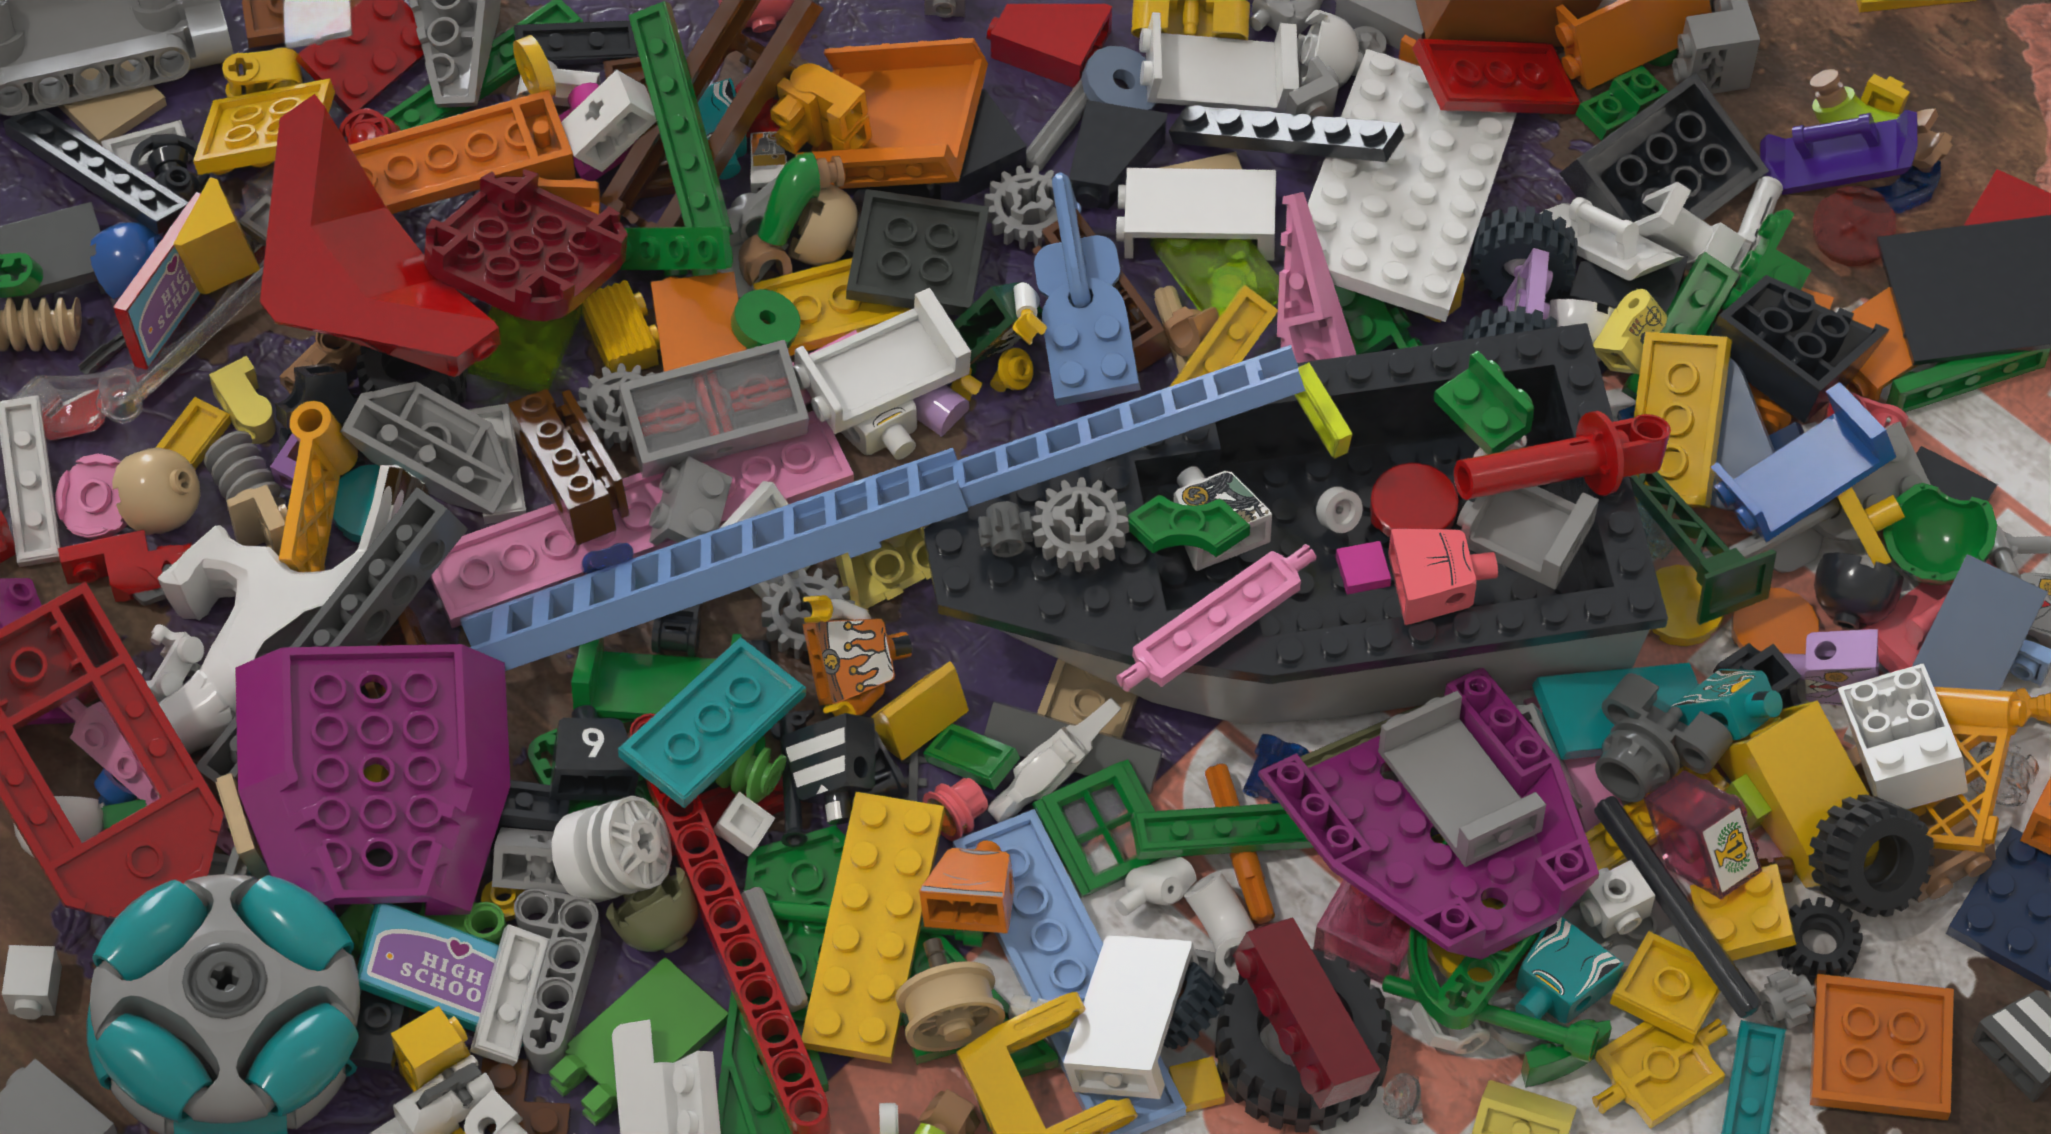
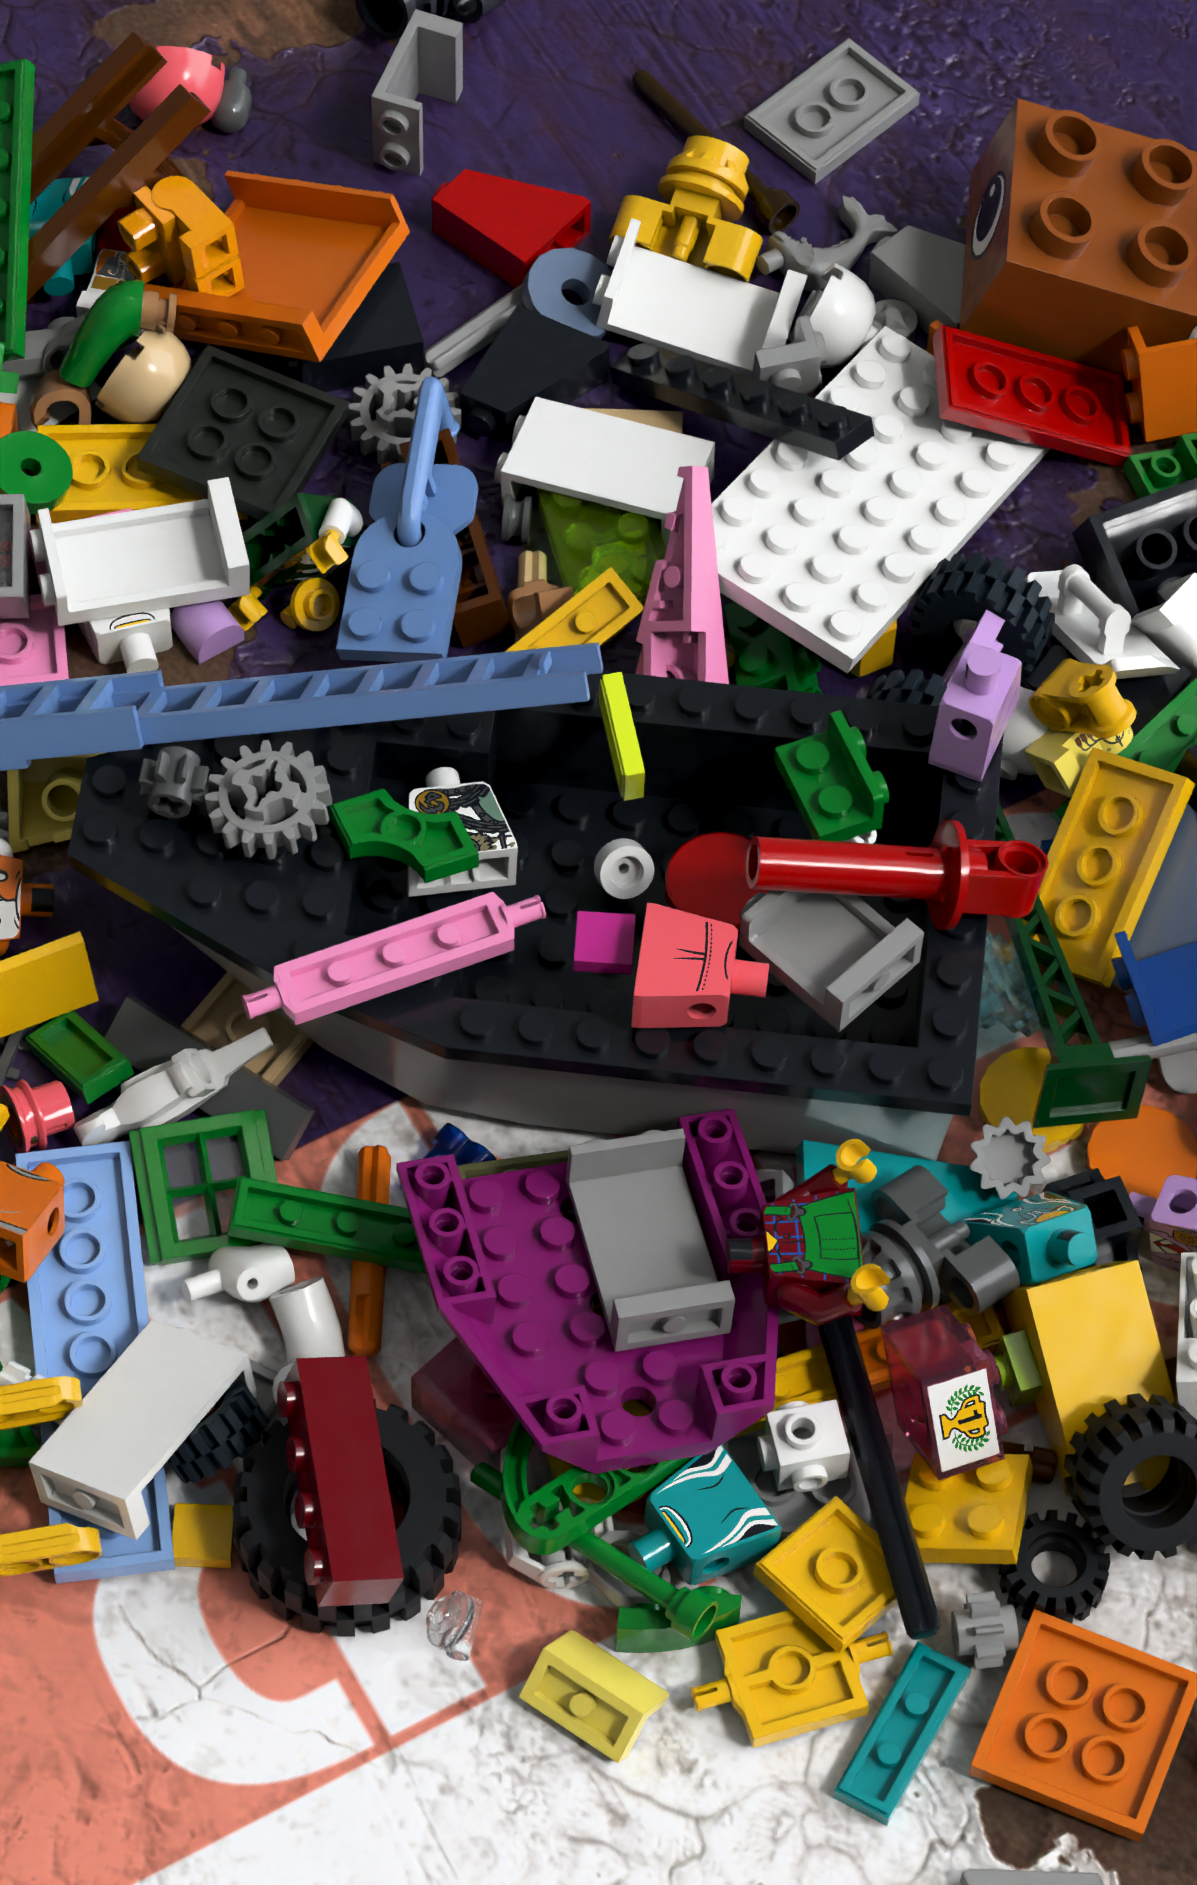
camera: 15 degrees right, 0 degrees up
(1143, 265) = (516, 519): none -> dark grey bush
(1574, 313) = (984, 693): none -> lavender torso
(1588, 753) = (814, 1247): none -> torso
(1628, 298) = (1082, 700): none -> yellow piece
(1687, 651) = (1009, 1158): none -> light grey piece

